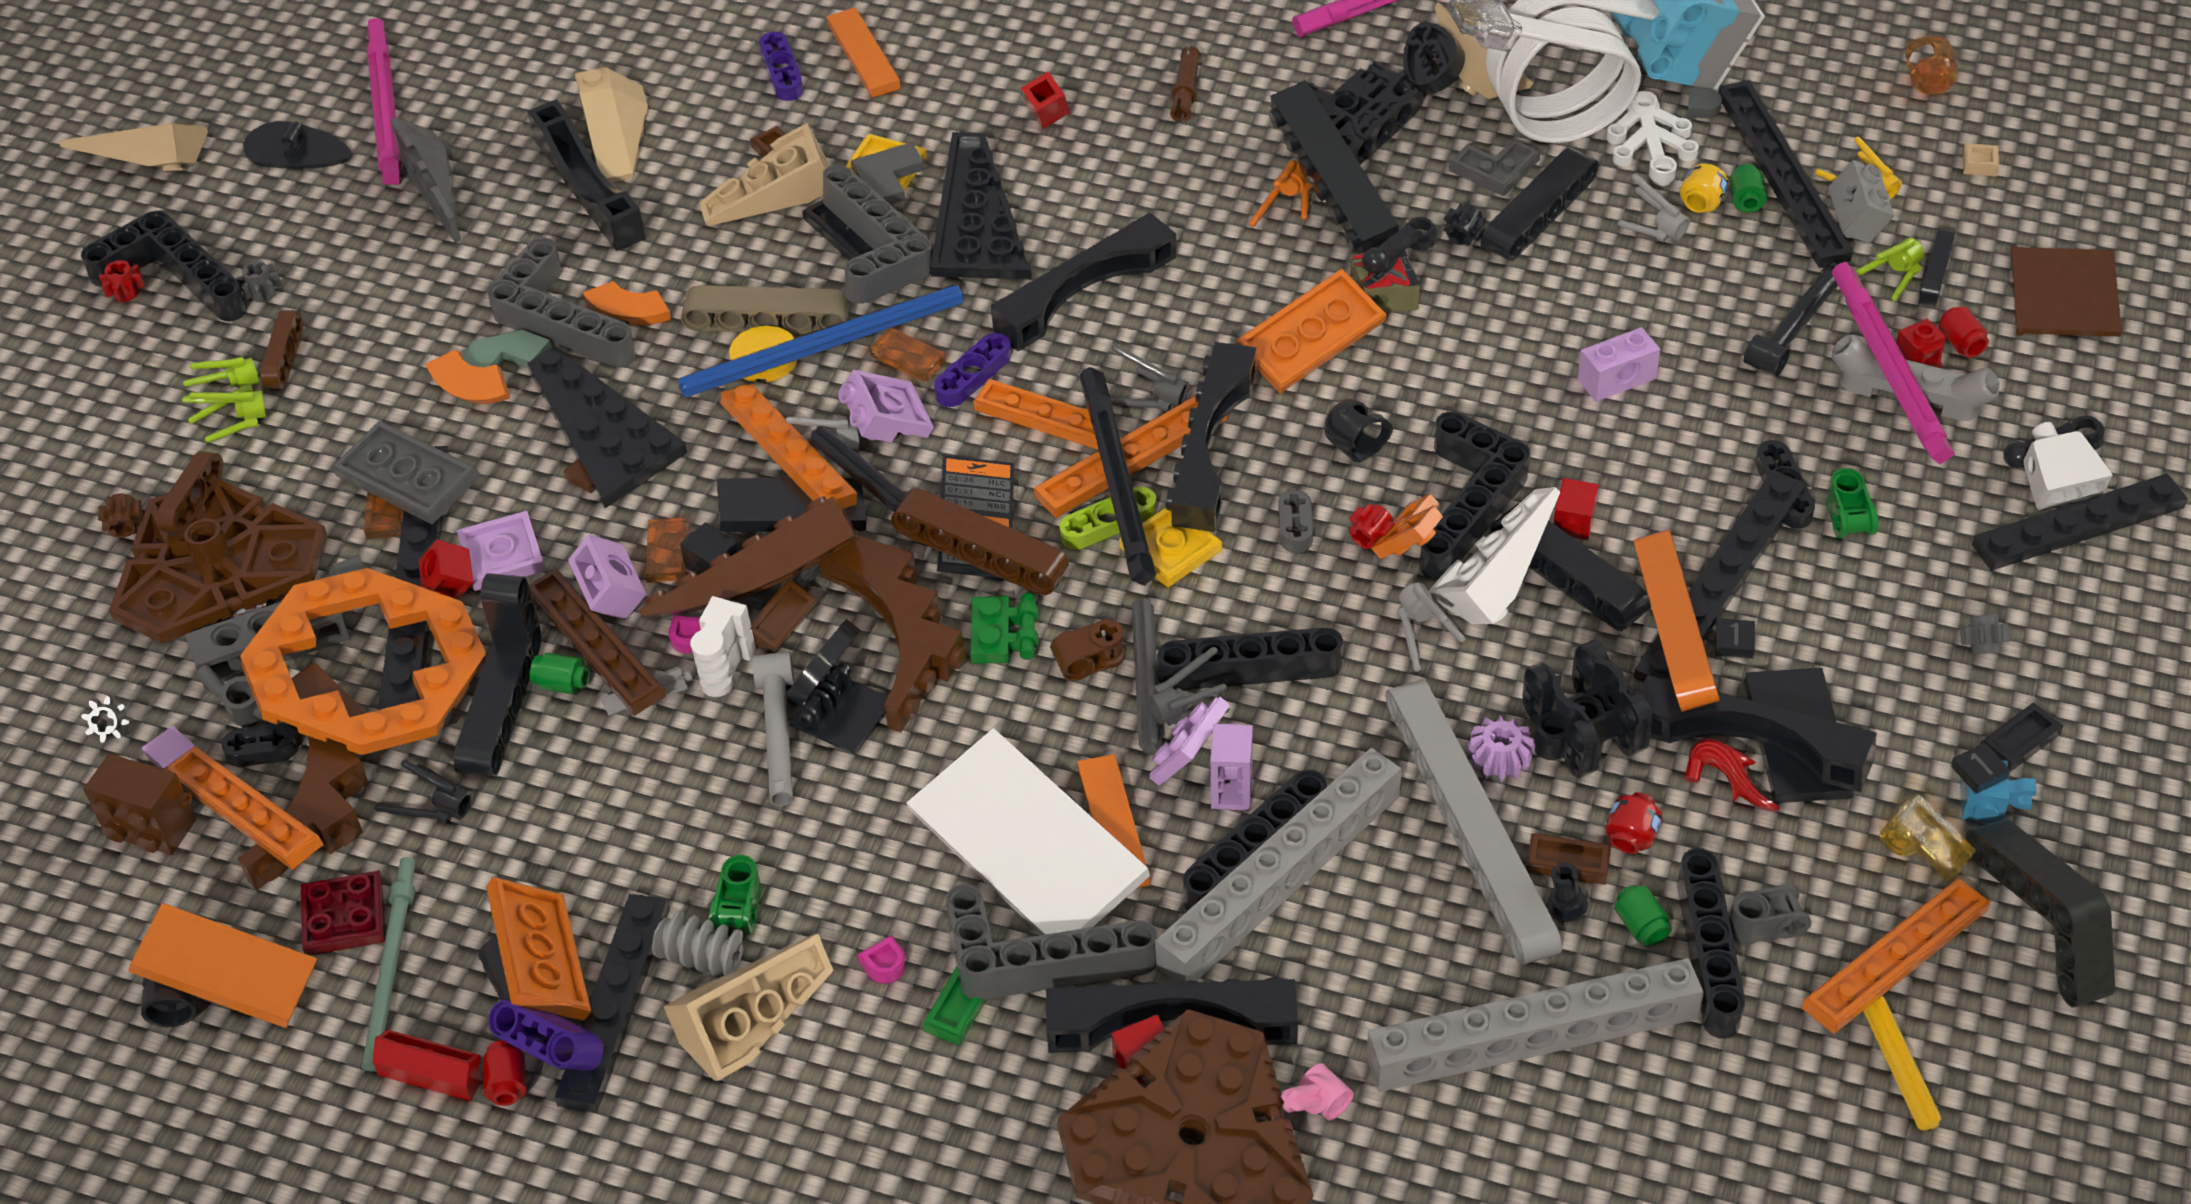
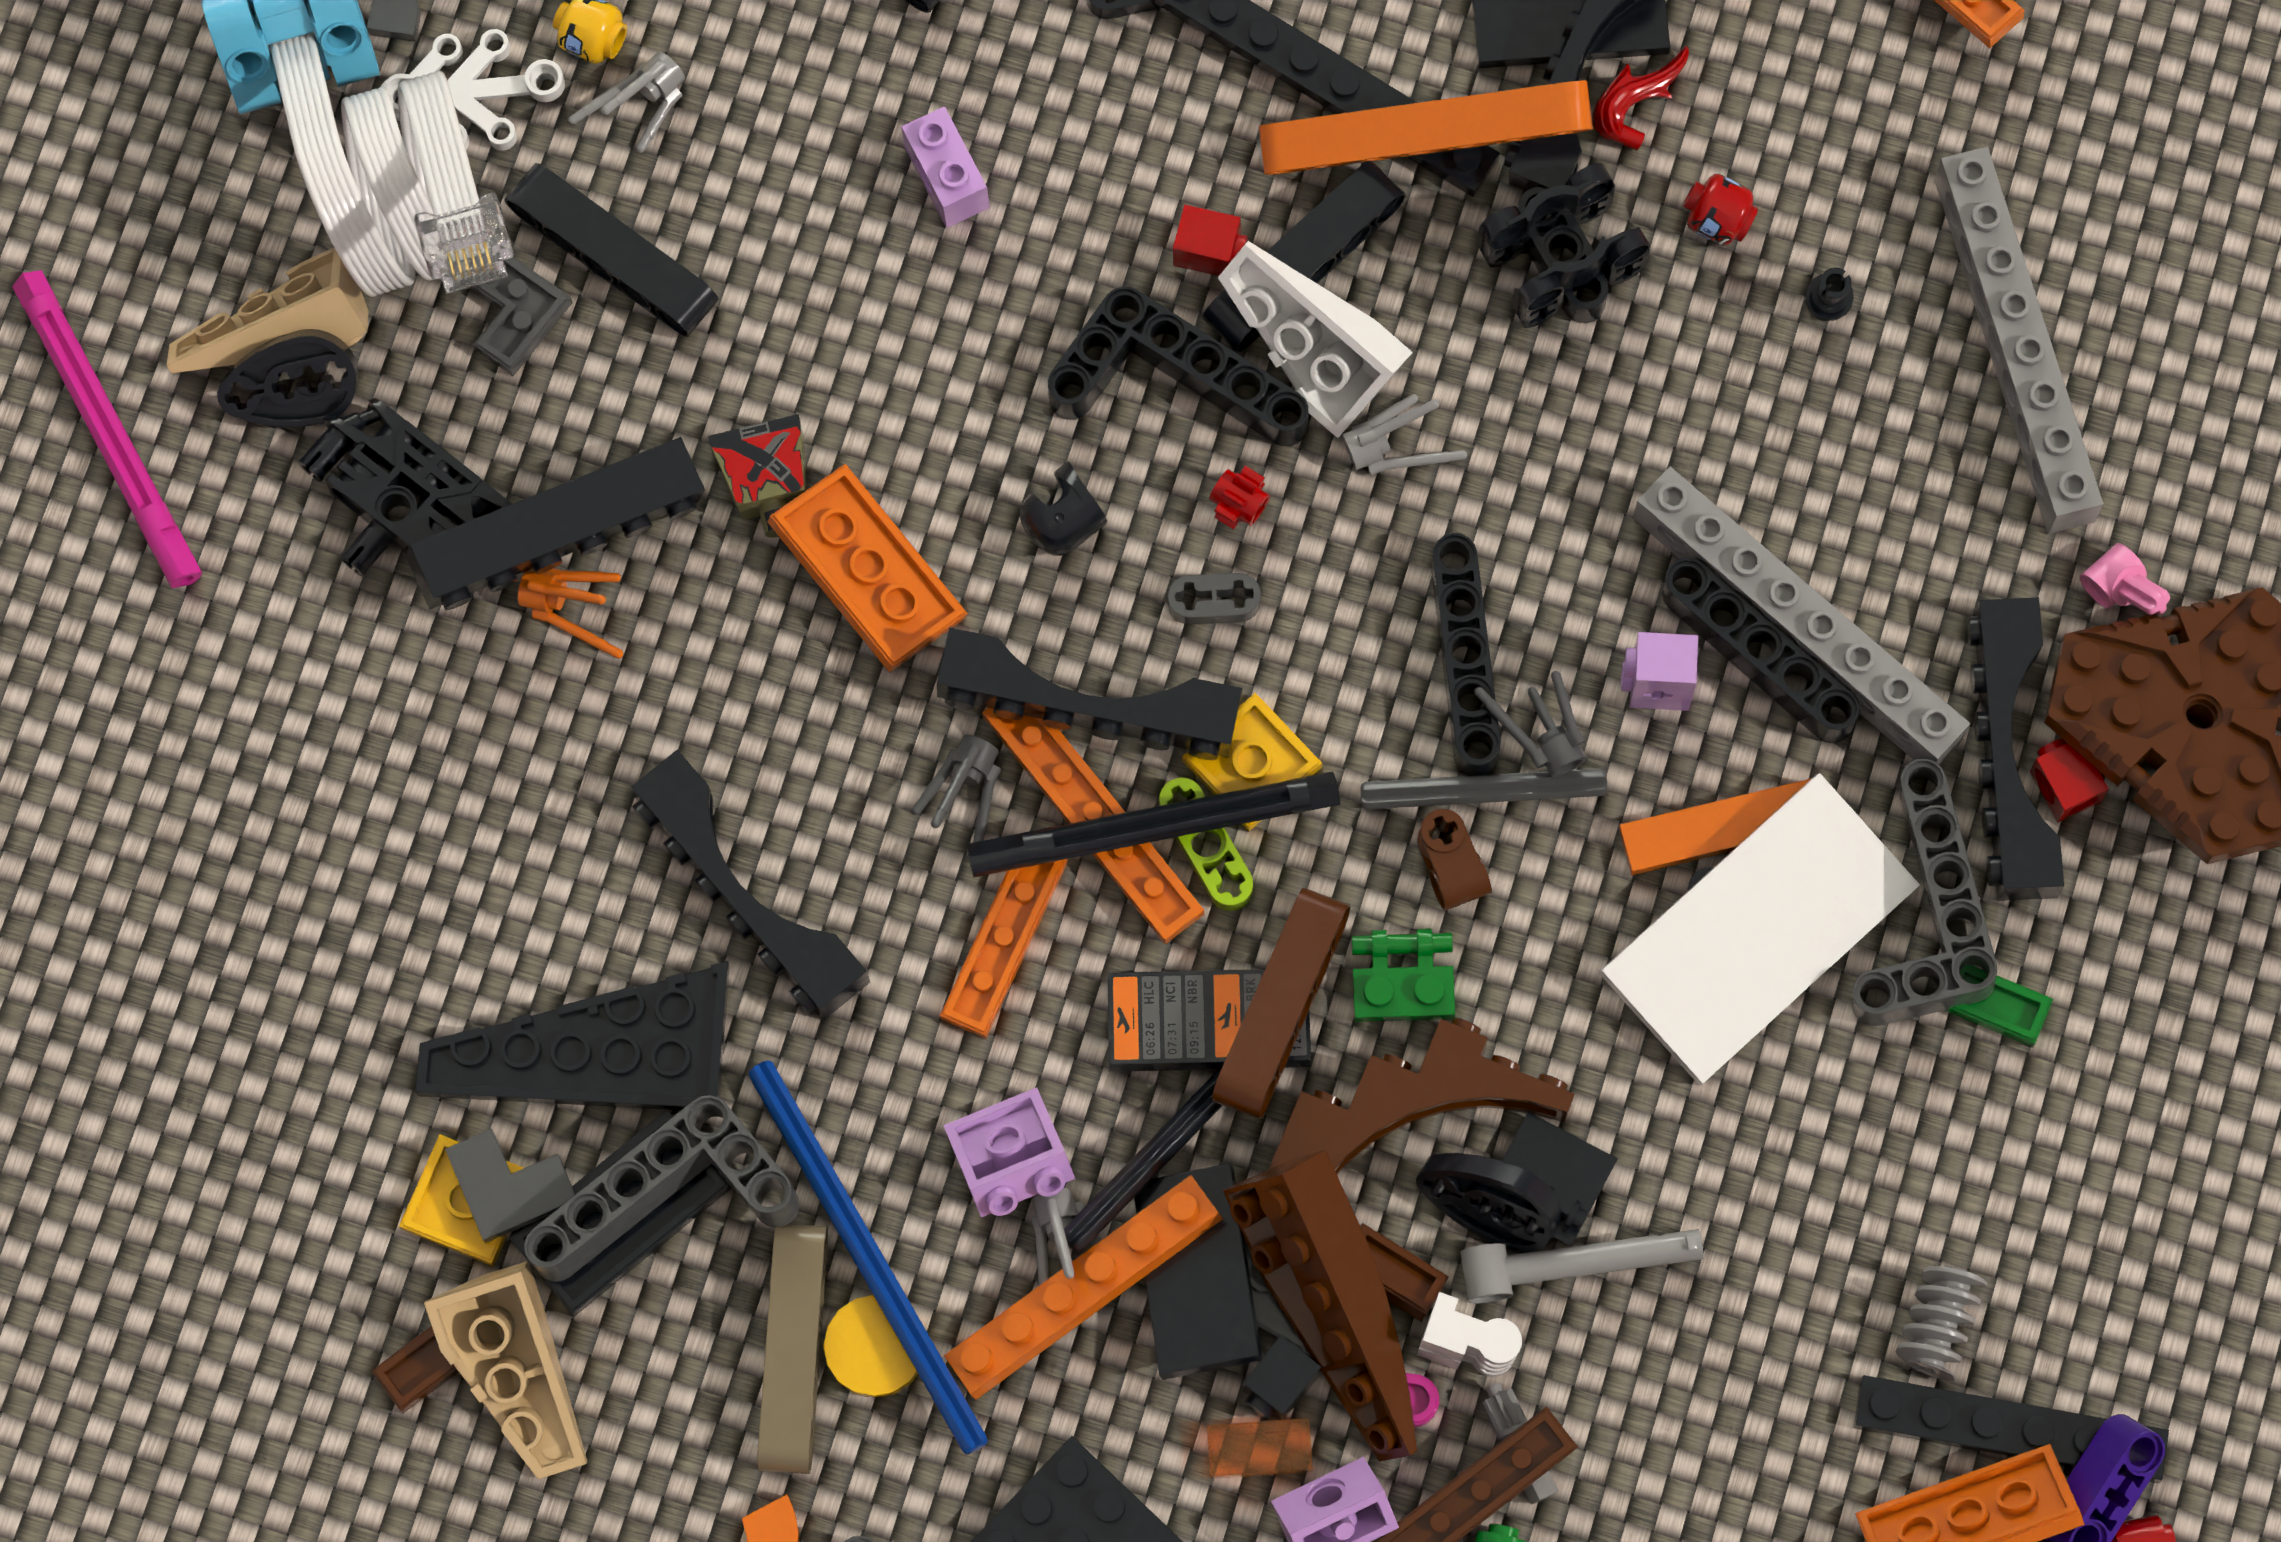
camera: 90 degrees left, 25 degrees up
(735, 901) = (1872, 1285): green piece -> none
(737, 1013) = (2034, 1276): tan wedge -> none
(779, 75) = (188, 1402): dark purple beam -> none
(863, 52) = (194, 1250): orange tile -> none
(883, 961) = (1939, 1098): dark pink tile -> none
(907, 354) = (882, 1136): clear orange tile -> none
(968, 383) = (953, 1053): dark purple beam -> none
(1045, 100) = (360, 949): red brick -> none
(1184, 90) = (313, 746): reddish brown pin -> none
(1189, 737) = (1624, 723): lavender tile -> none
(1376, 259) = (754, 467): black piece -> none
(1411, 527) = (1269, 448): orange plate -> none
(1464, 224) = (657, 353): black gear -> none
(1473, 823) = (1713, 397): light grey beam -> none
(1501, 748) = (1610, 338): lavender gear -> none
(1588, 857) = (1762, 291): reddish brown tile -> none
(1643, 915) = (1853, 210): green brick -> none
(1707, 957) = (1872, 153): black beam -> none
(1734, 638) = (1416, 70): black tile -> none
(1768, 915) = (1848, 66): dark grey piece -> none

